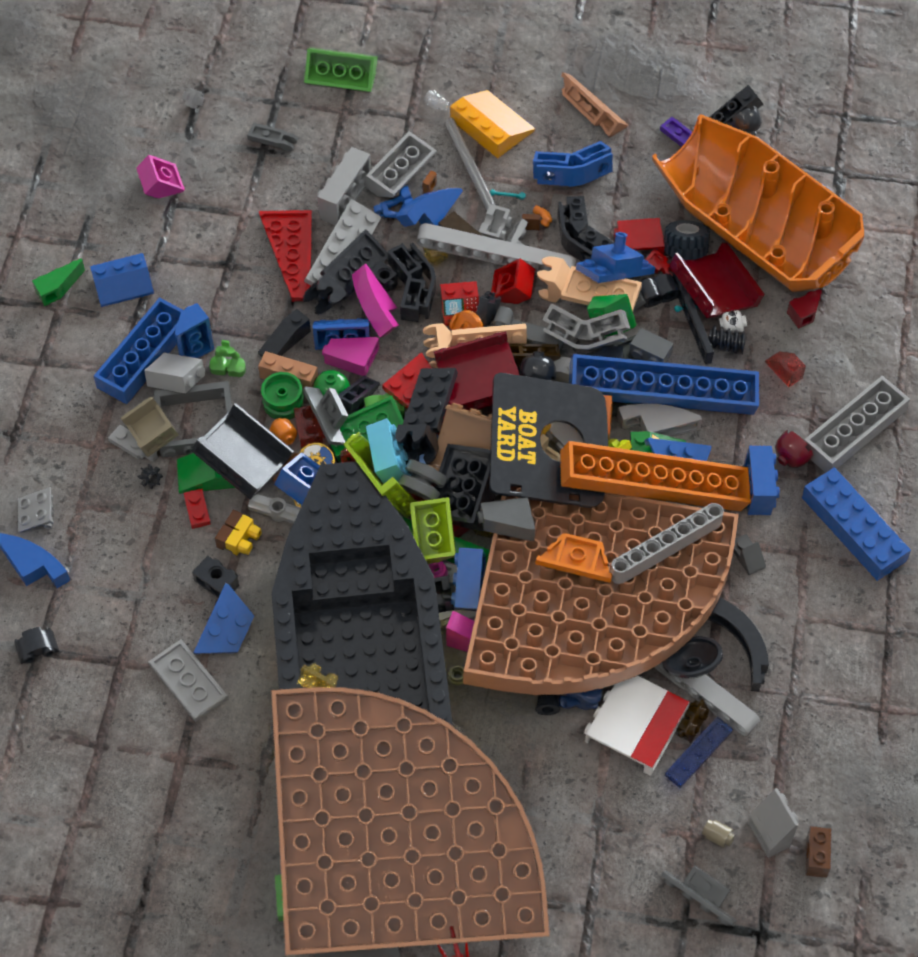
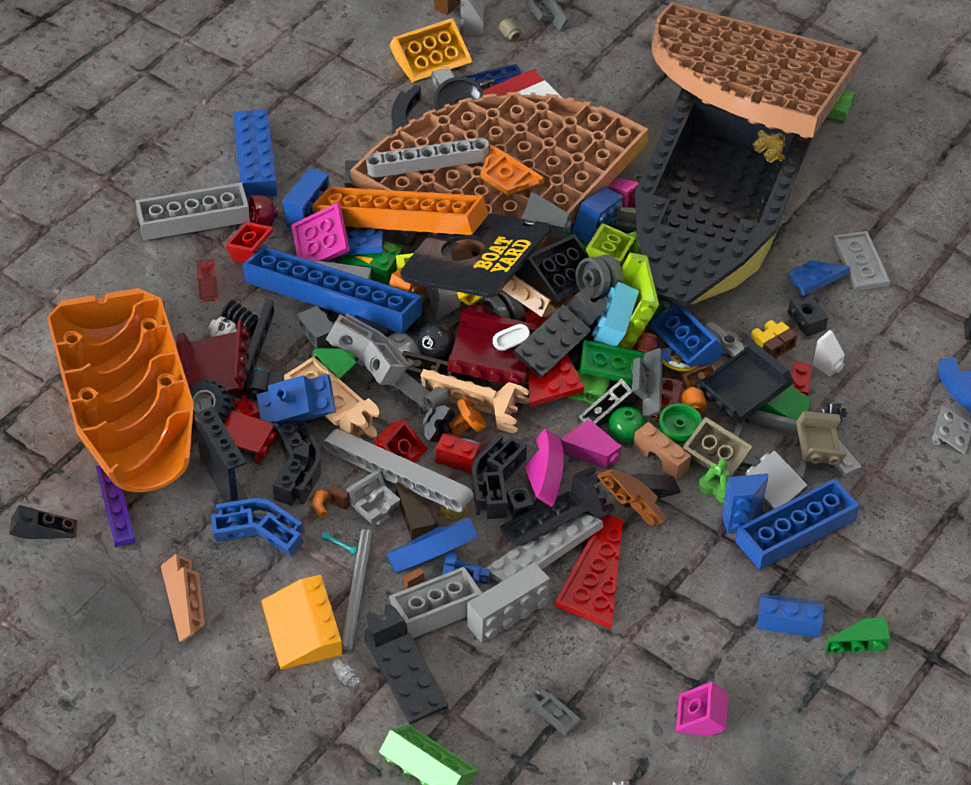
camera: 155 degrees left, 10 degrees down
(177, 532) = (828, 355): none -> white slope
(237, 378) = (713, 442): none -> dark tan slope
(290, 298) = (631, 490): none -> dark orange slope
(341, 328) = (585, 452): blue slope -> none
(397, 116) = (403, 666): none -> black hinge
(467, 386) = (511, 337): none -> white tile
(634, 185) = (219, 454): none -> black panel
(714, 439) = (321, 235): none -> dark pink plate
(747, 121) = (50, 498): black cylinder -> none
(775, 409) = (248, 241): none -> red slope
(782, 752) = (430, 50): none -> light orange slope

